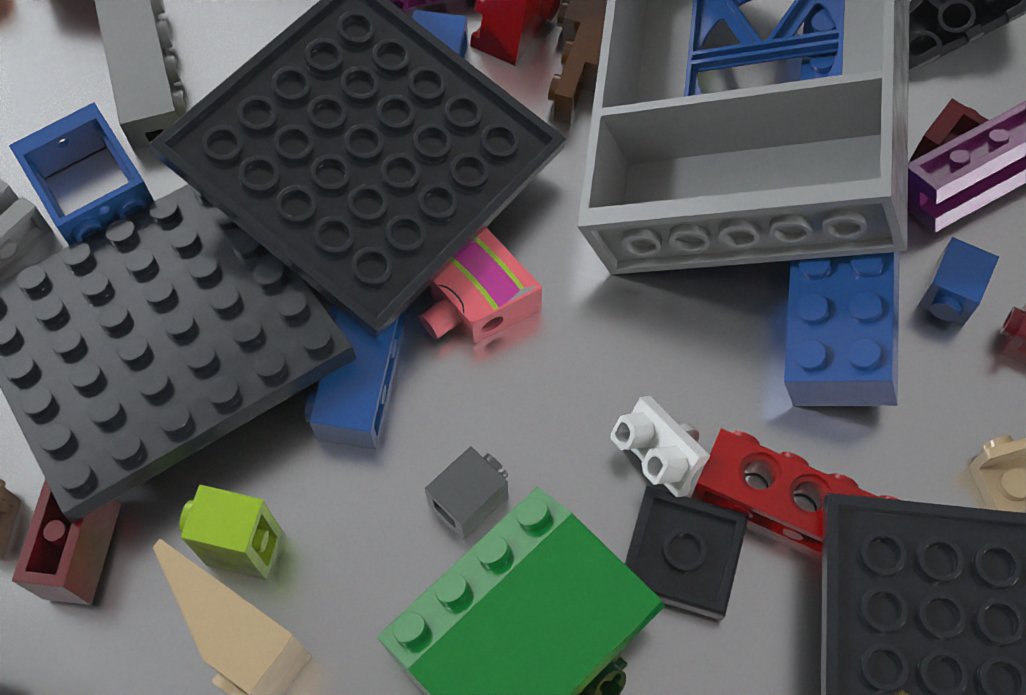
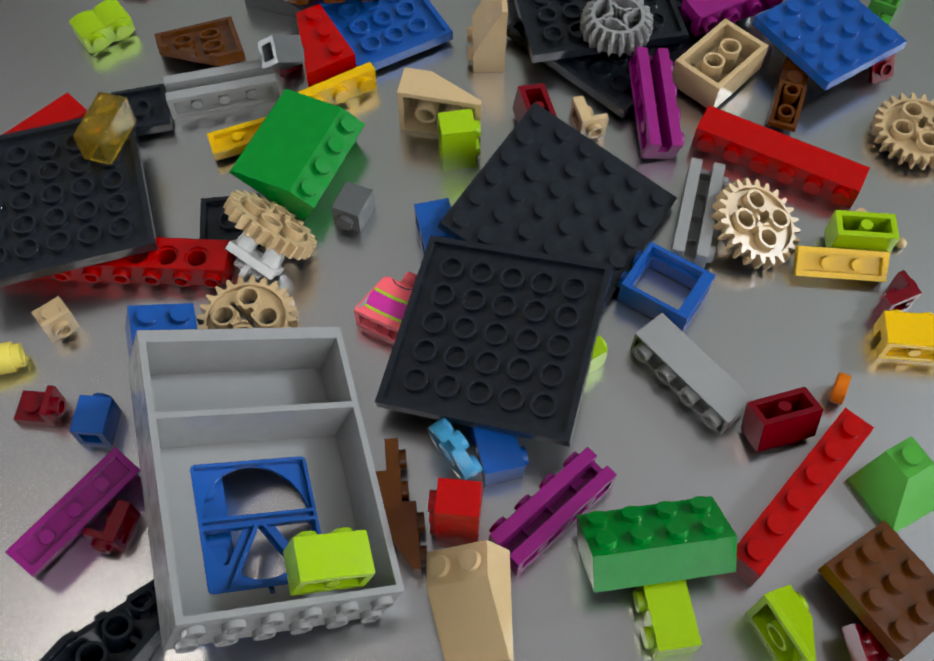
camera: 155 degrees right, 5 degrees down
(491, 46) = (452, 446): none -> dark azure plate
(625, 466) = (270, 225): none -> tan gear
(744, 339) = (269, 304): none -> tan gear

